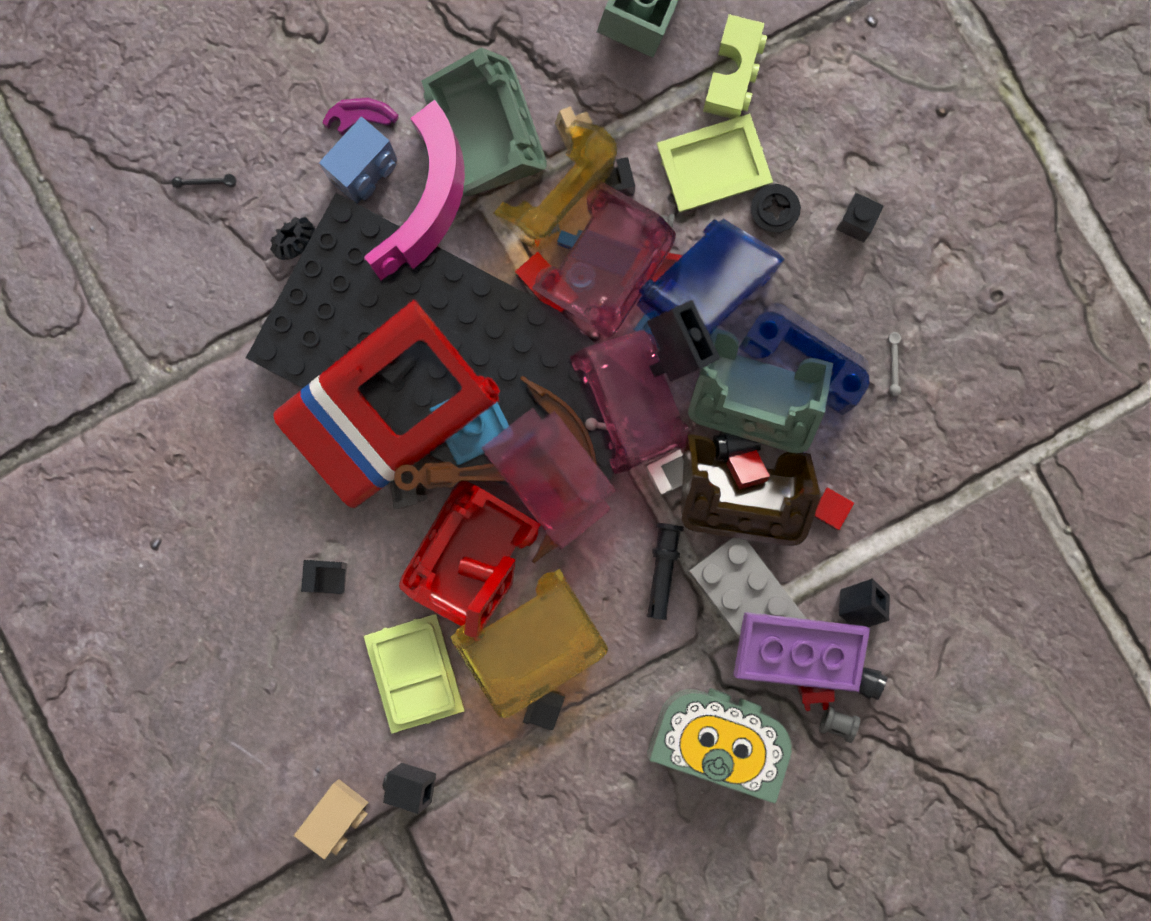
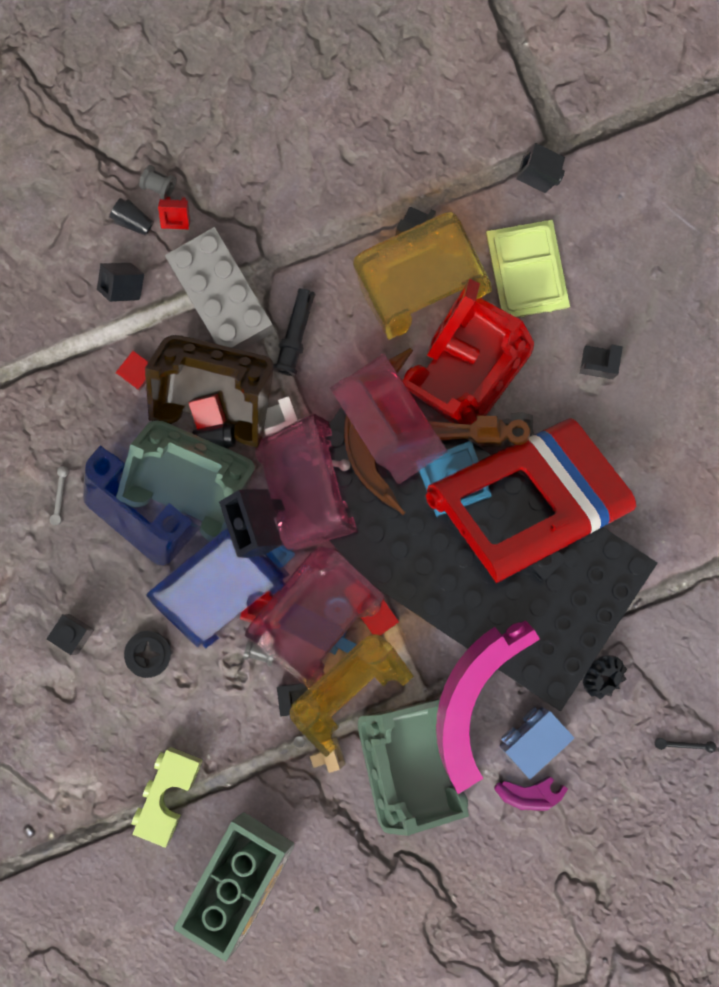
camera: 175 degrees left, 0 degrees up
(331, 819) = (611, 150): tan piece -> none
(714, 163) = (198, 705): yellowish green piece -> none
(722, 742) = (264, 174): brick -> none
(801, 652) = (182, 240): medium lavender tile -> none

